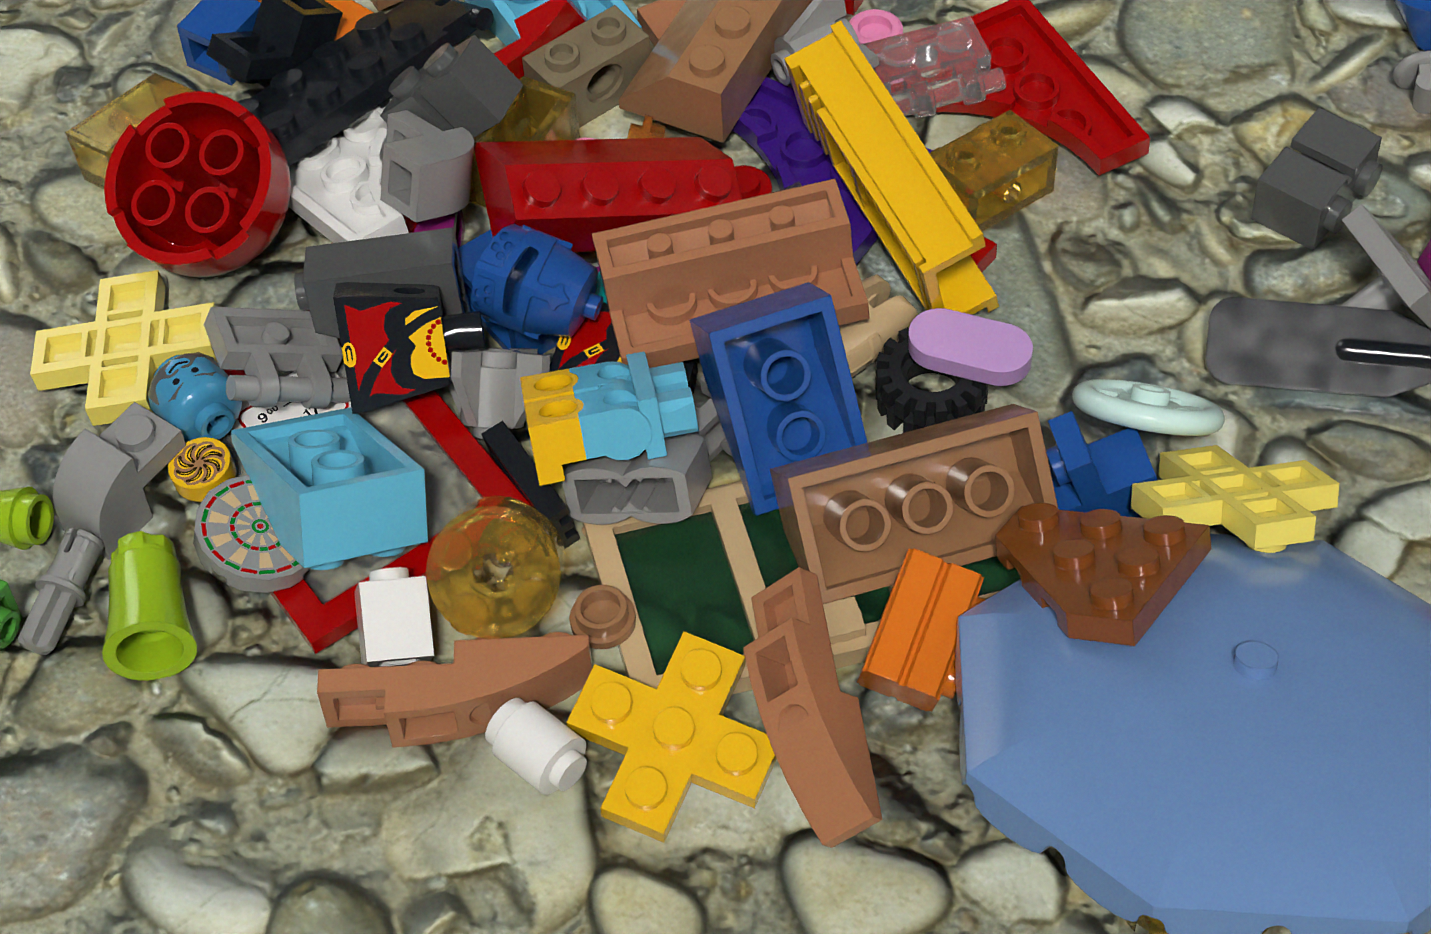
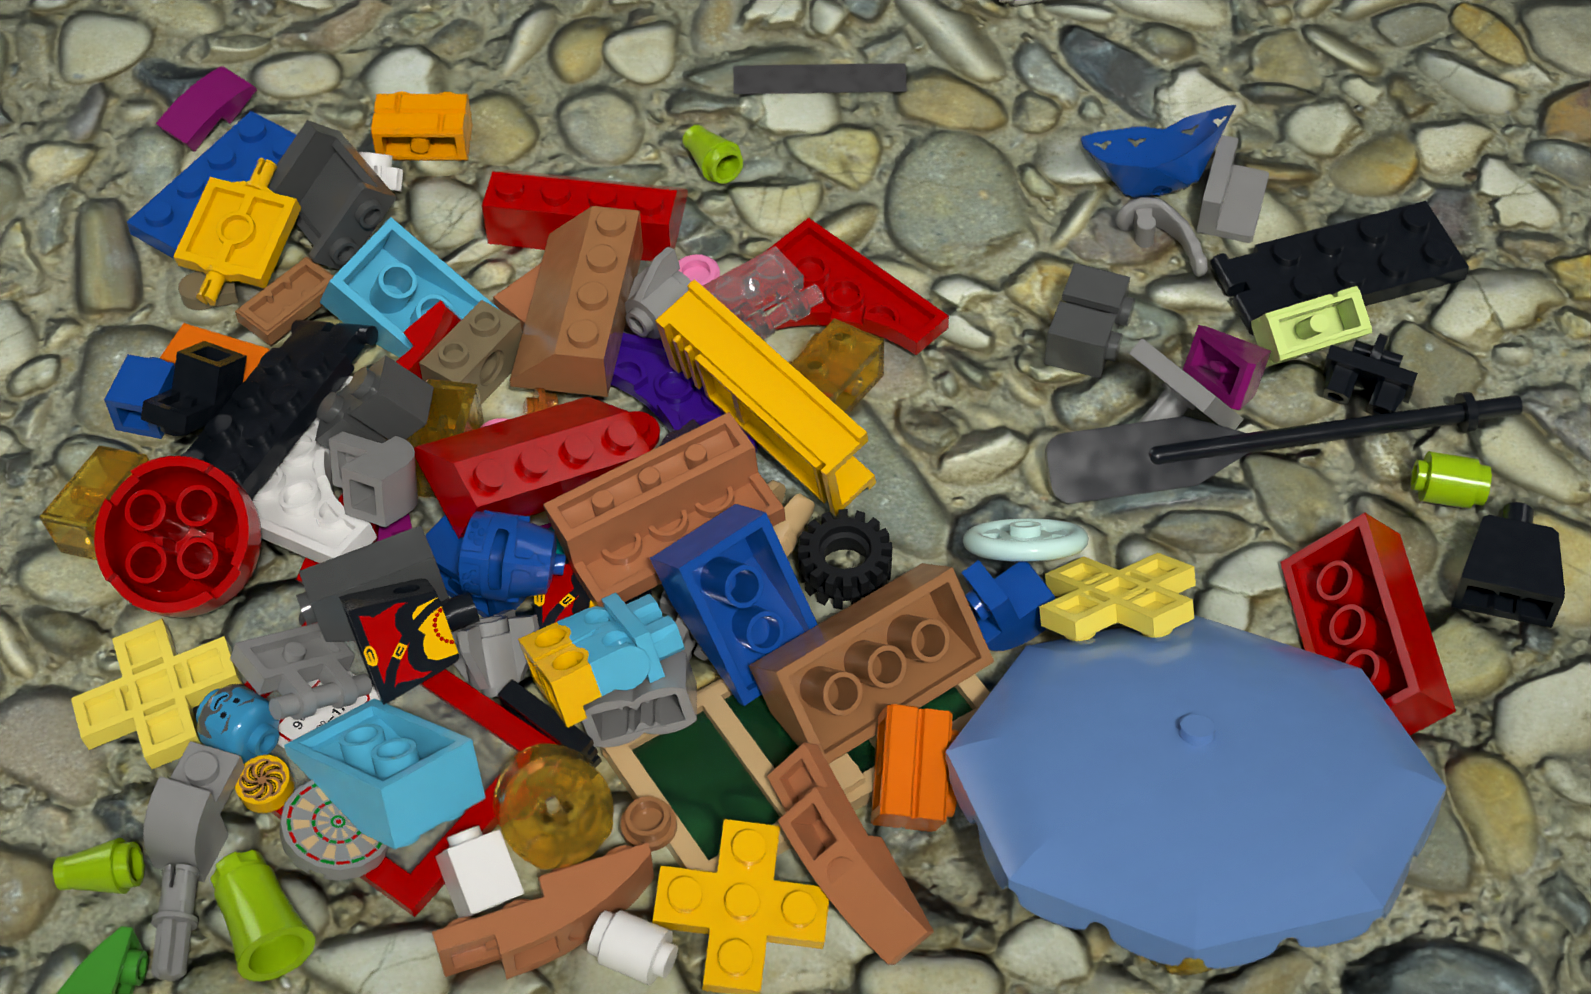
camera: 20 degrees left, 0 degrees up
(970, 347) = (871, 524): lavender tile -> none
(1101, 569) = (1045, 683): dark orange plate -> none

